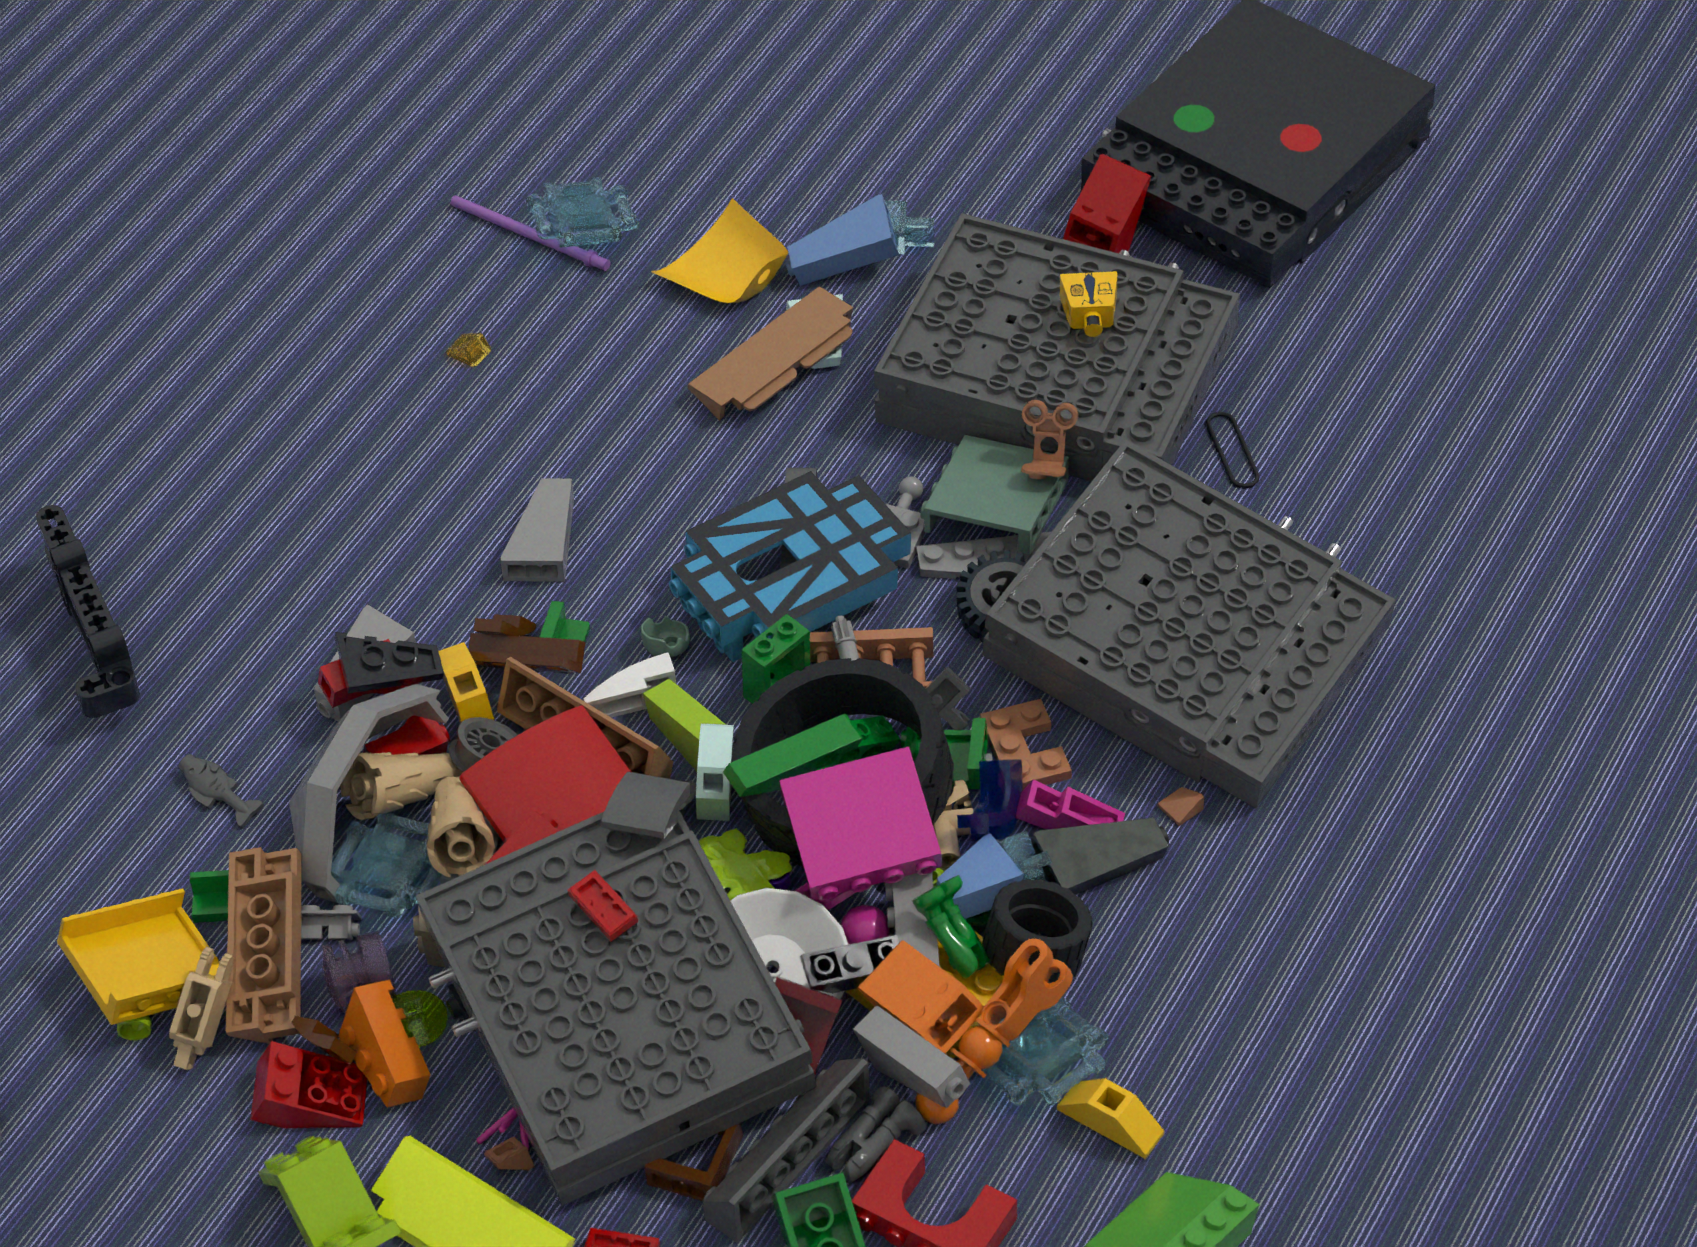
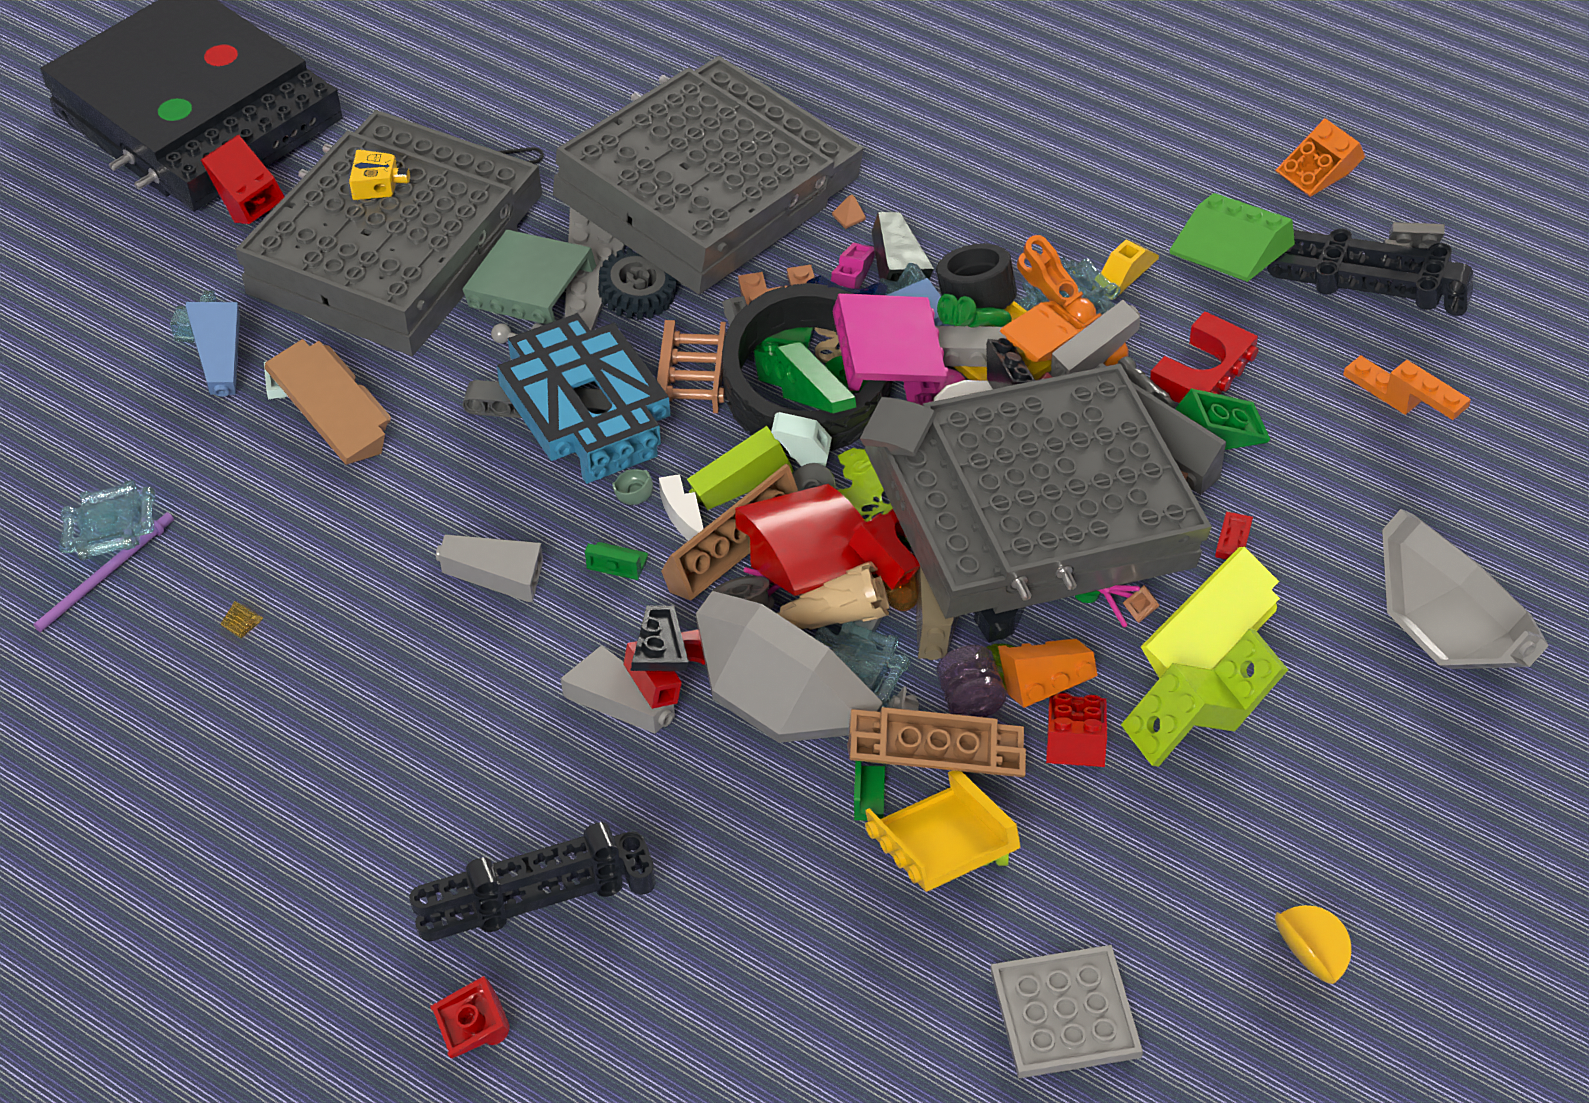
camera: 85 degrees left, 0 degrees up
(200, 1008) = (1007, 784): tan hinge -> none
(211, 784) = (736, 804): dark grey animal -> none
(324, 1038) = (1035, 709): reddish brown slope -> none
(464, 683) = (682, 596): yellow slope -> none
(504, 625) = (605, 585): reddish brown slope -> none
(533, 652) = (643, 570): reddish brown fence -> none
(603, 905) = (992, 459): red plate -> none
(730, 260) = (197, 428): yellow piece -> none
(760, 656) = (701, 422): green window -> none
(844, 638) = (684, 366): light grey piece -> none
(1045, 426) = (496, 215): nougat piece -> none

